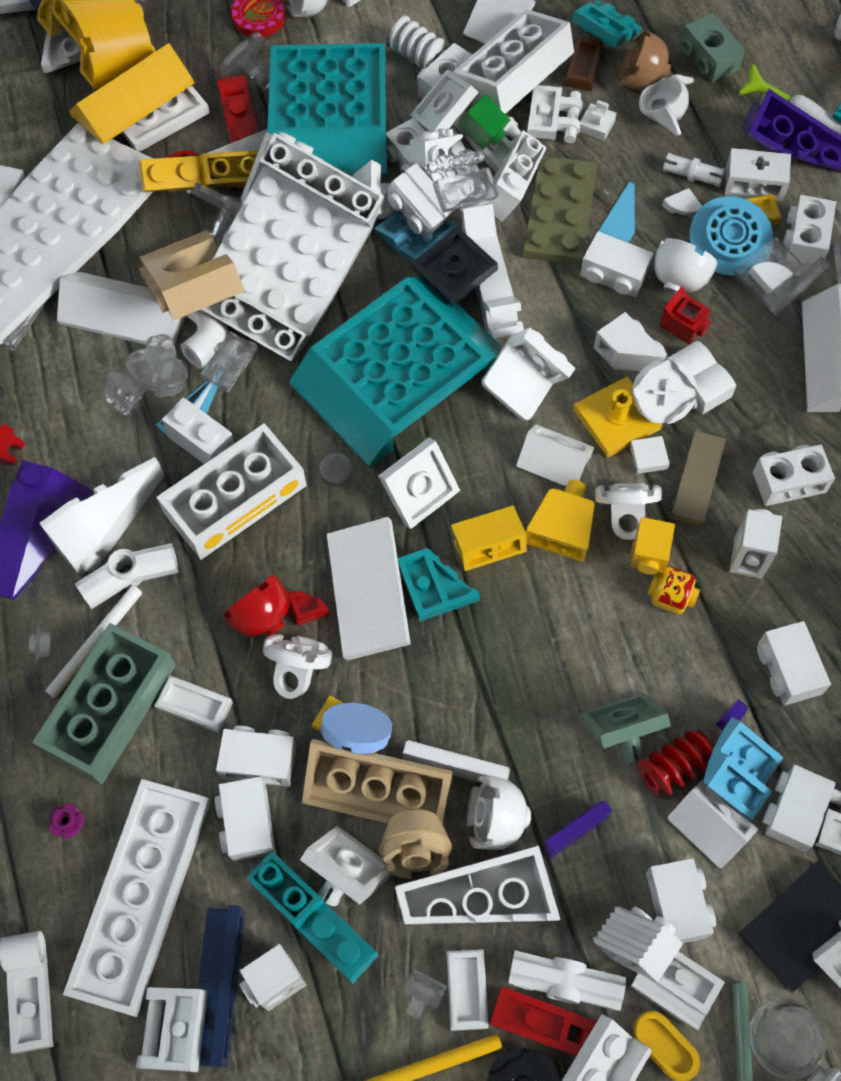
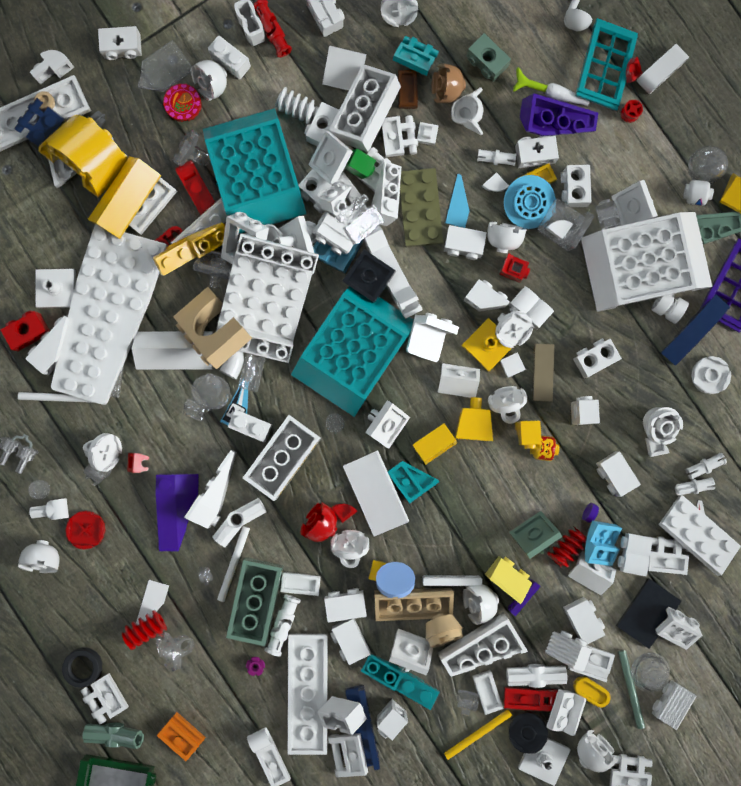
camera: 20 degrees left, 20 degrees up
(129, 773) = (281, 627): none -> white piece
(185, 940) = (342, 714): none -> white brick
(556, 785) = (509, 579): none -> light yellow slope

